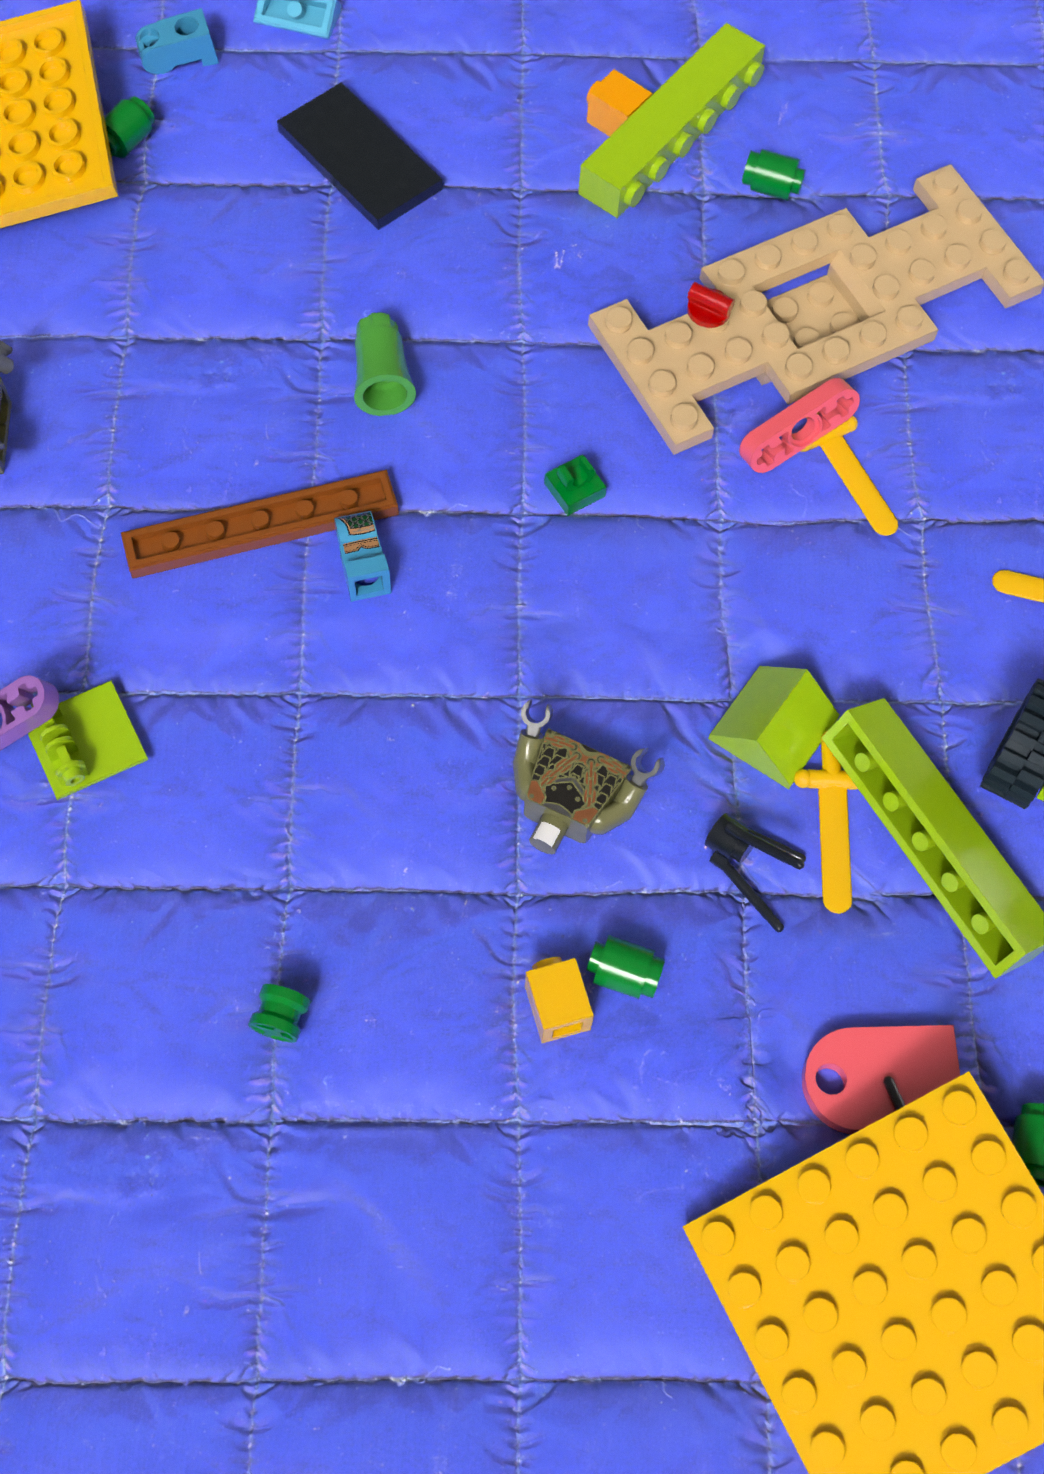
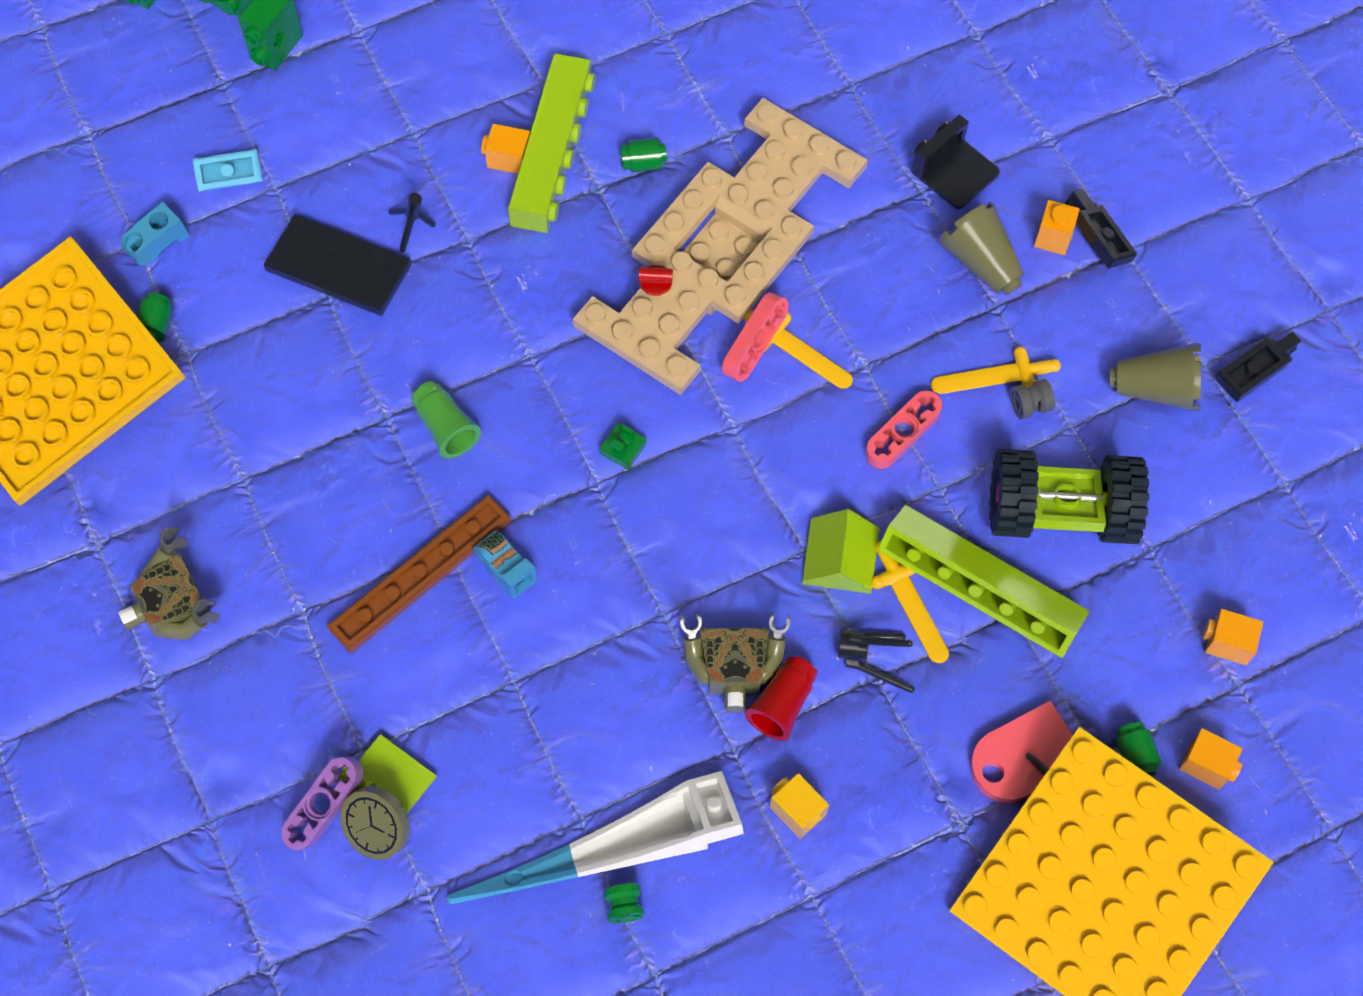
camera: 25 degrees left, 0 degrees up
(40, 775) = (374, 823): none -> olive tile
(386, 947) = (666, 827): none -> white plate
(468, 127) = (413, 213): none -> plant
(607, 861) = (782, 699): none -> red plant
(625, 967) = (830, 763): green brick -> none
(942, 596) = (902, 443): none -> coral beam

